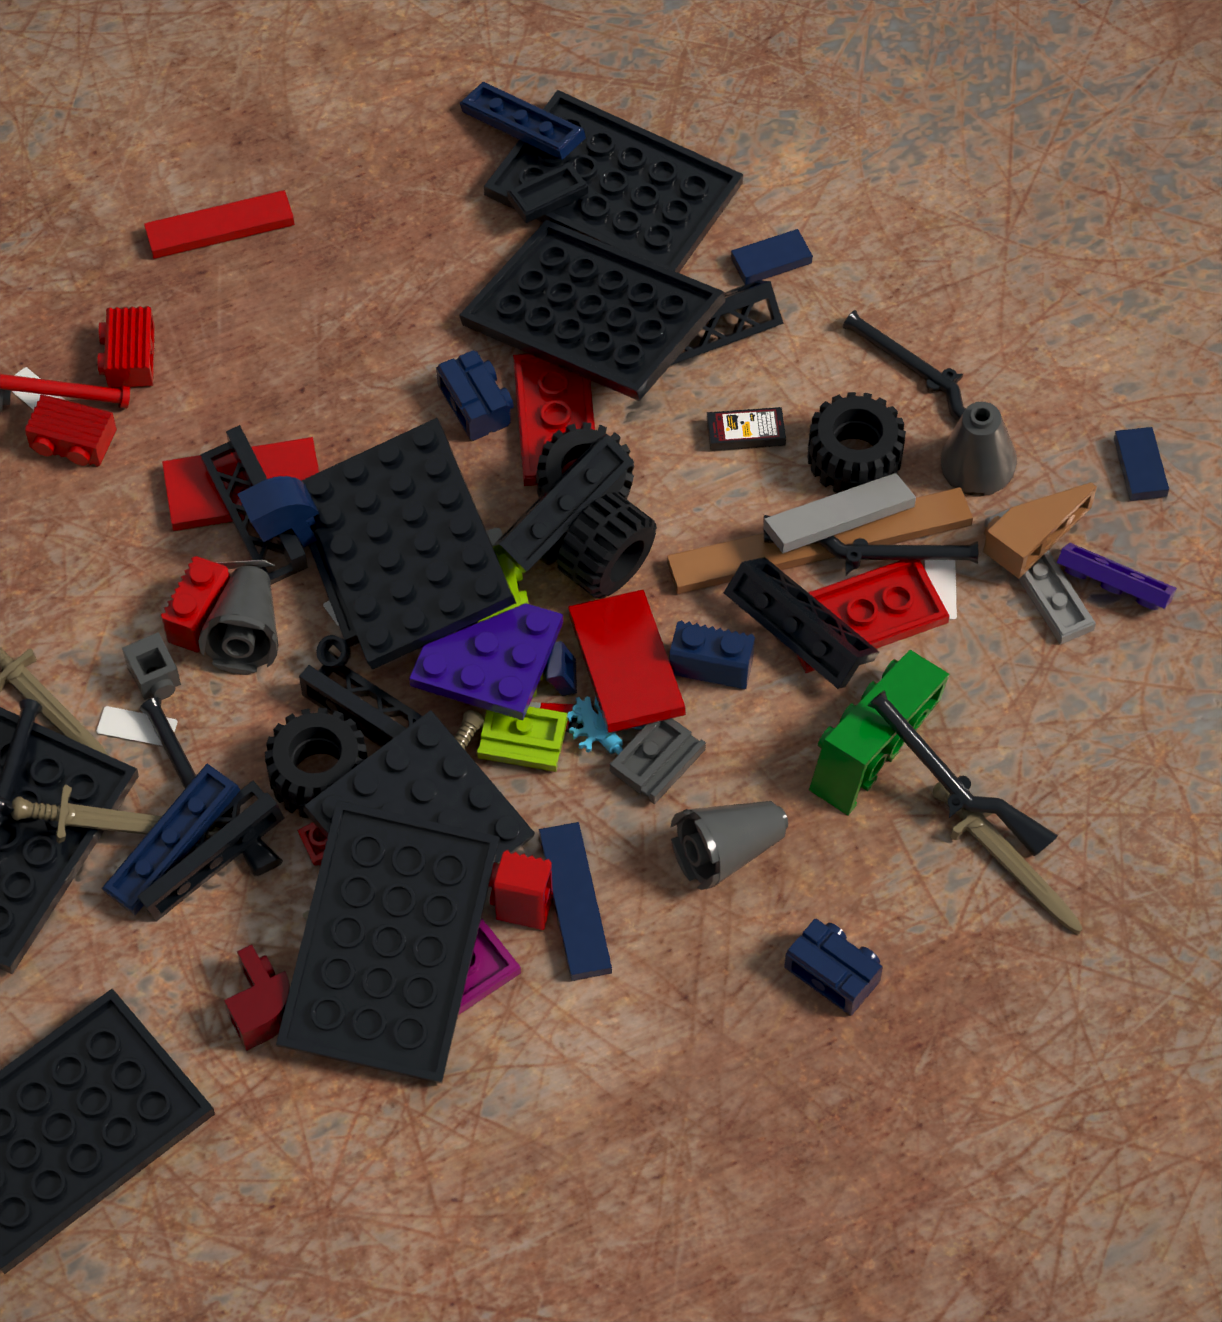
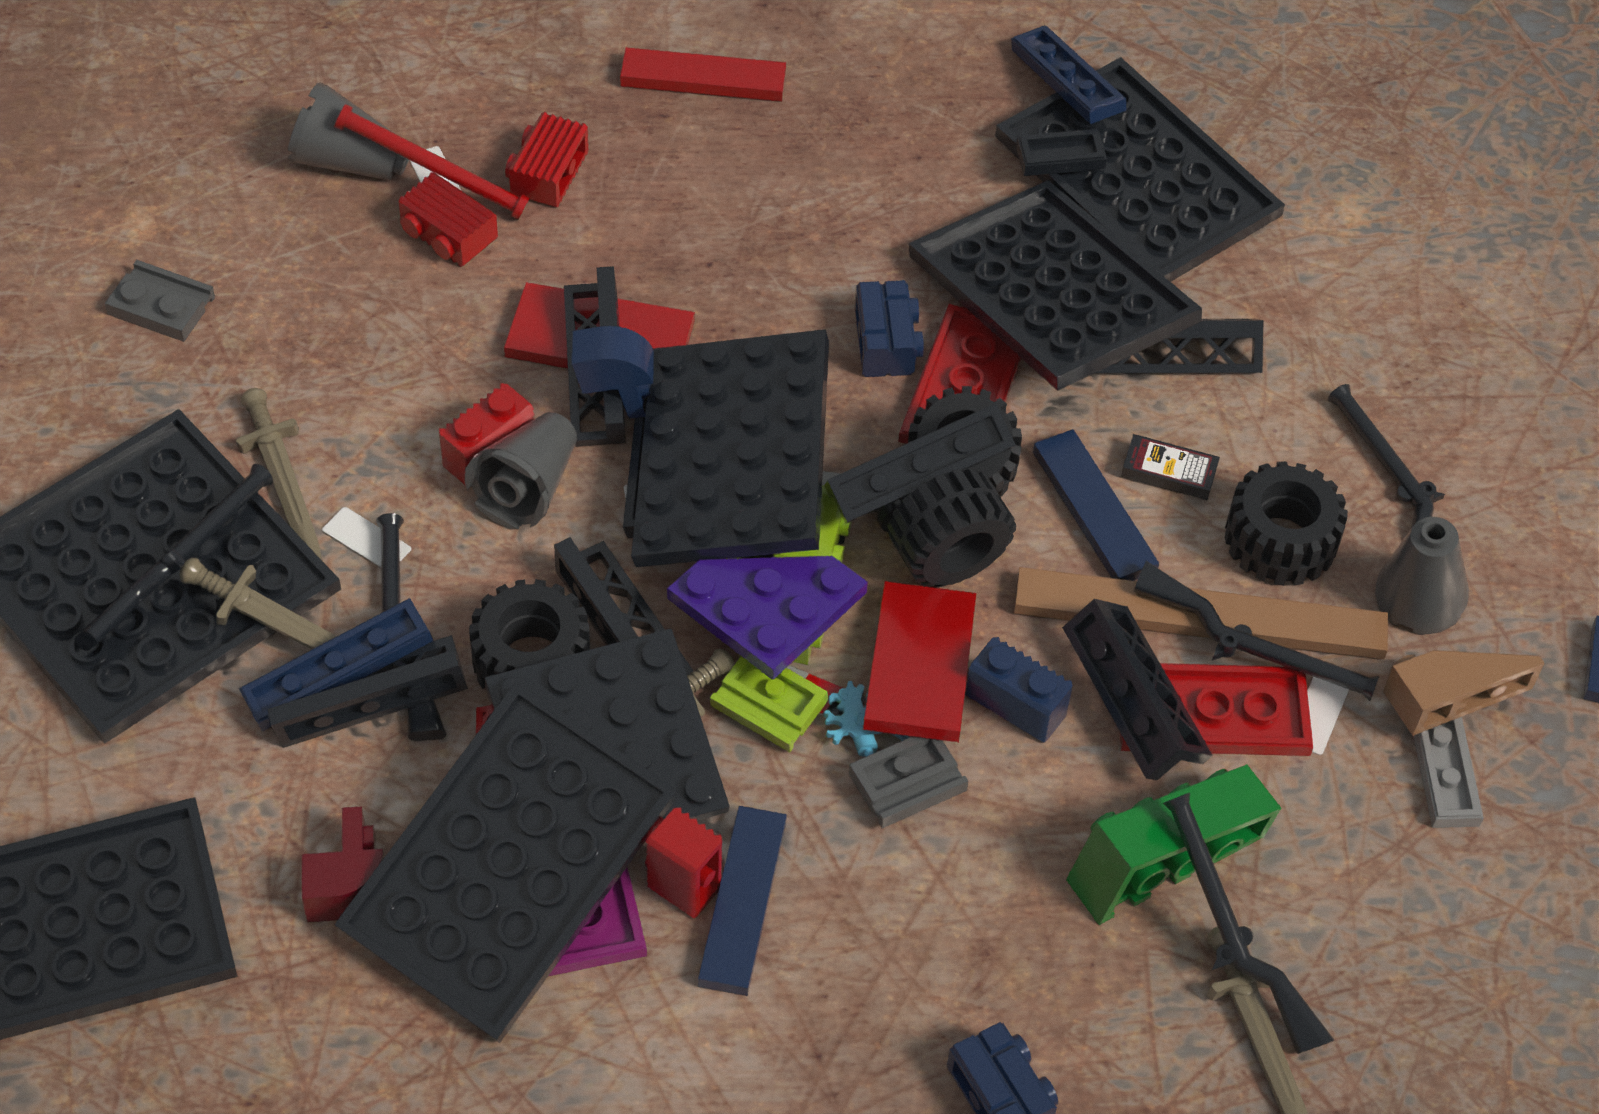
camera: 20 degrees right, 5 degrees down
(152, 667) = (408, 491): dark grey brick -> none
(236, 564) = (544, 408): sticker -> none
(330, 659) = (597, 538): black hinge -> none
(561, 670) = (845, 644): dark blue plate -> none
(701, 483) = (1094, 505): none -> dark blue tile
(725, 838) = (942, 893): dark grey cone -> none
(771, 256) = (1280, 300): dark blue tile -> none
(839, 512) = (1232, 588): light grey tile -> none
(1116, 577) = (1529, 775): dark purple plate -> none

